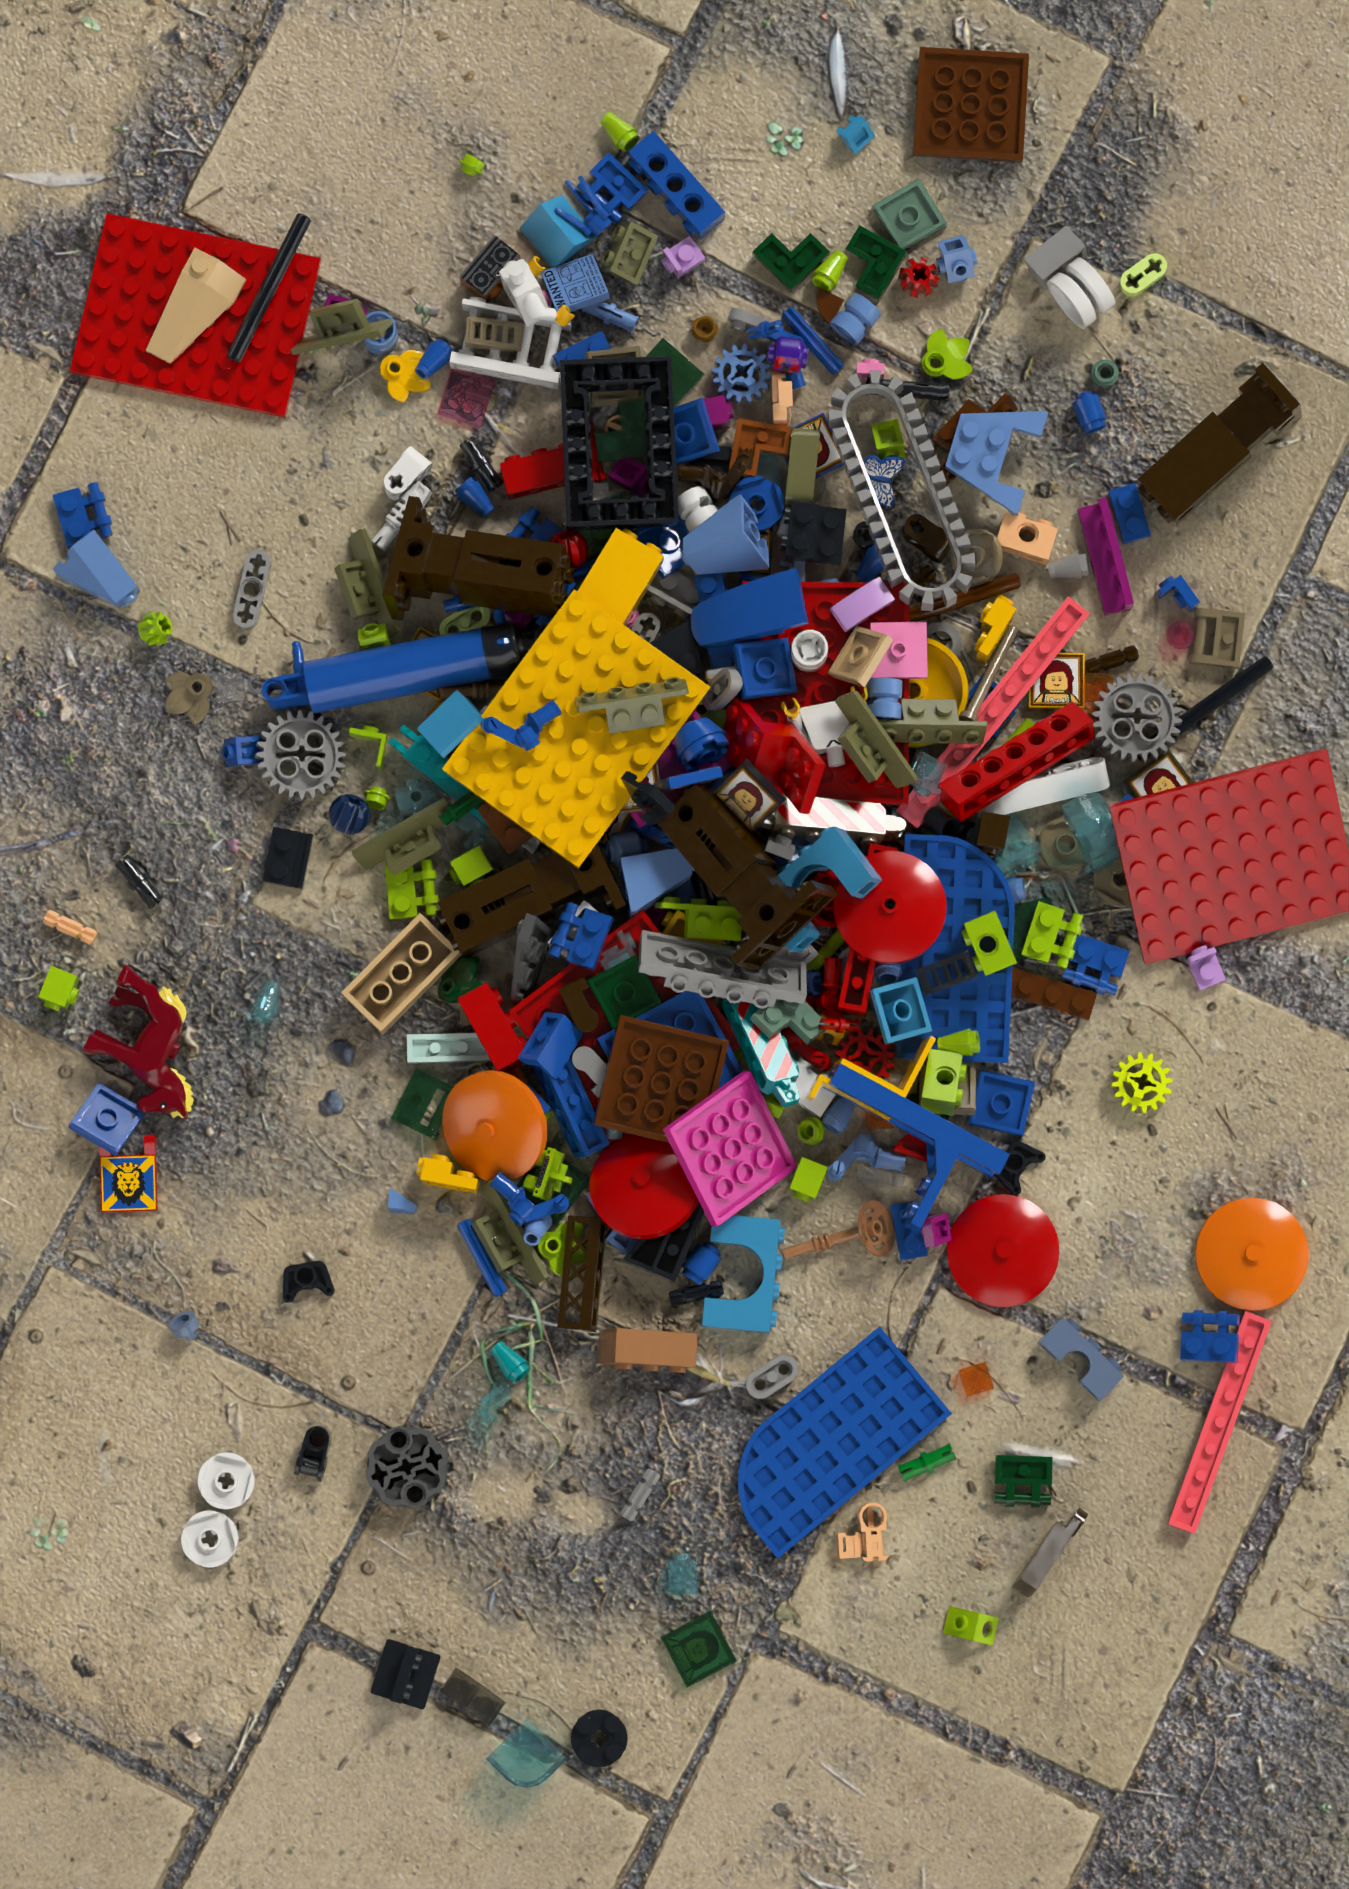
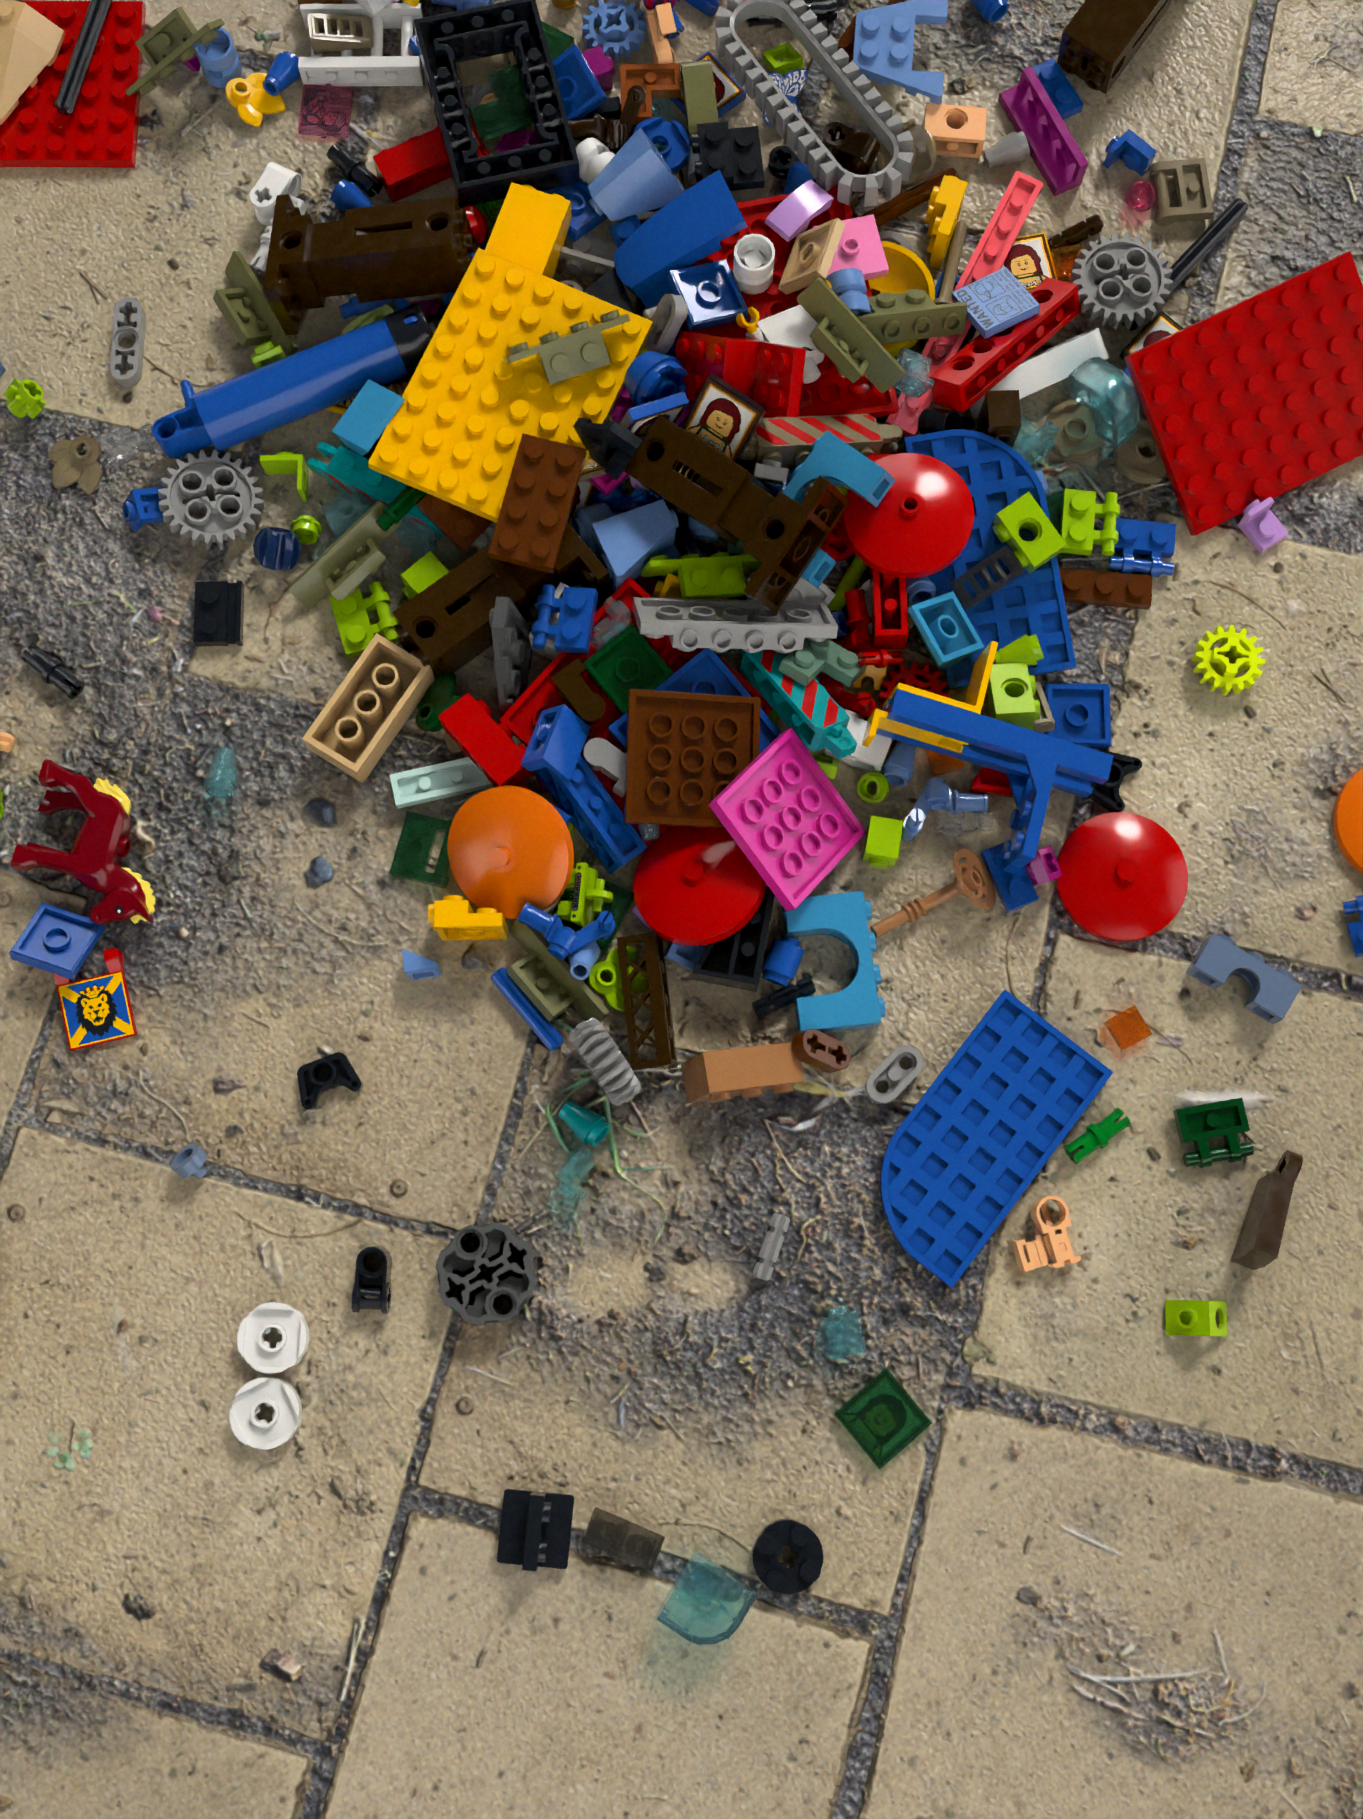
camera: 15 degrees left, 5 degrees down
(527, 734) = (456, 401): blue pin -> none
(536, 1317) = (605, 1061): none -> light grey gear
(577, 836) = (537, 503): none -> reddish brown plate
(717, 1340) = (820, 1058): none -> reddish brown beam
(1015, 724) = (996, 302): none -> medium blue tile

